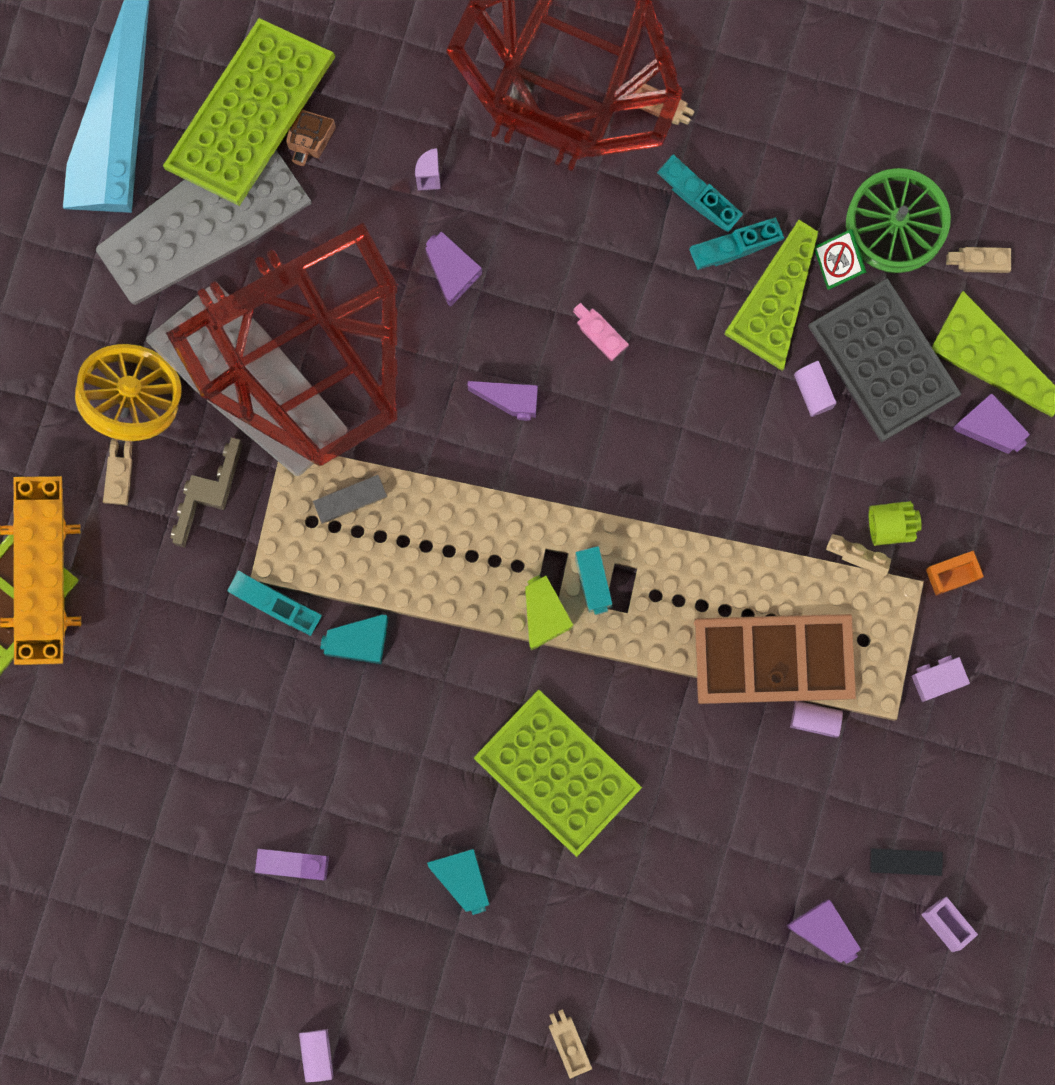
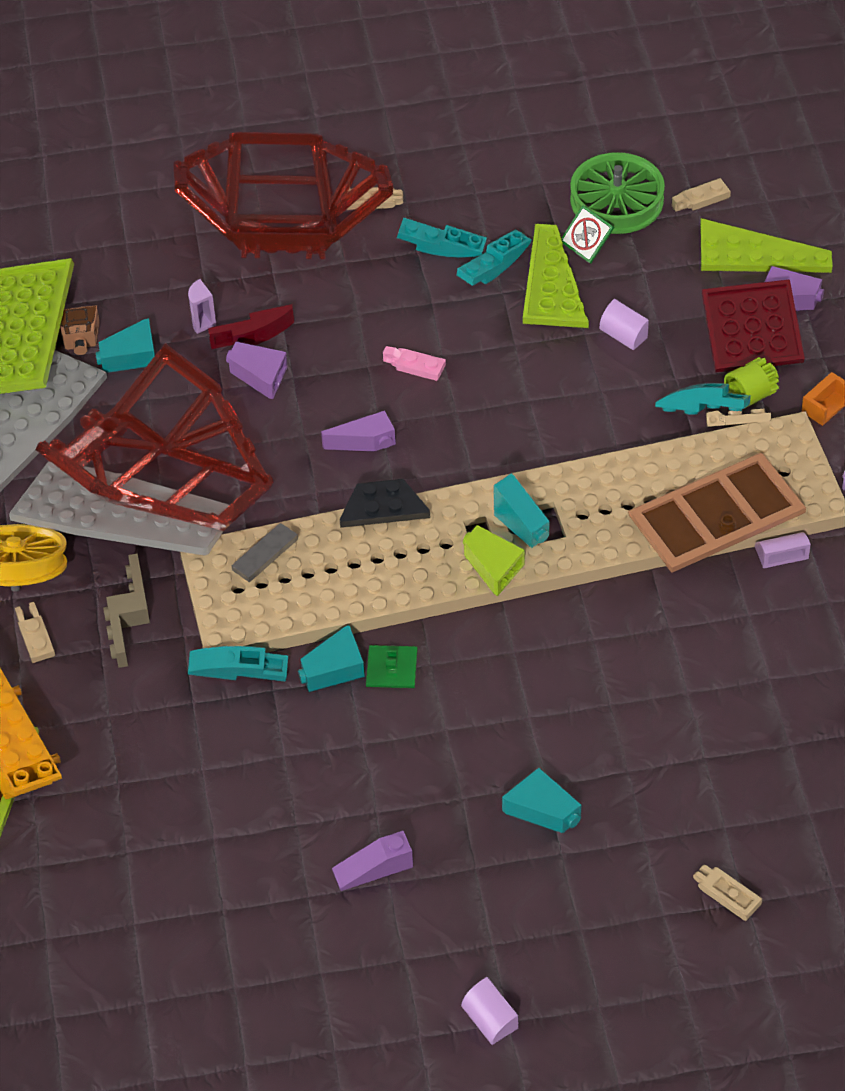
camera: 25 degrees left, 30 degrees down
(343, 183) = (127, 348): none -> teal slope
(409, 666) = (391, 666): none -> green piece
(476, 219) = (260, 328): none -> dark red slope
(480, 496) = (383, 503): none -> black wing
(557, 773) = (579, 684): lime plate -> none
(834, 516) = (695, 397): none -> teal slope
(884, 360) = (661, 284): dark grey plate -> none
(932, 456) = (752, 324): none -> dark red plate

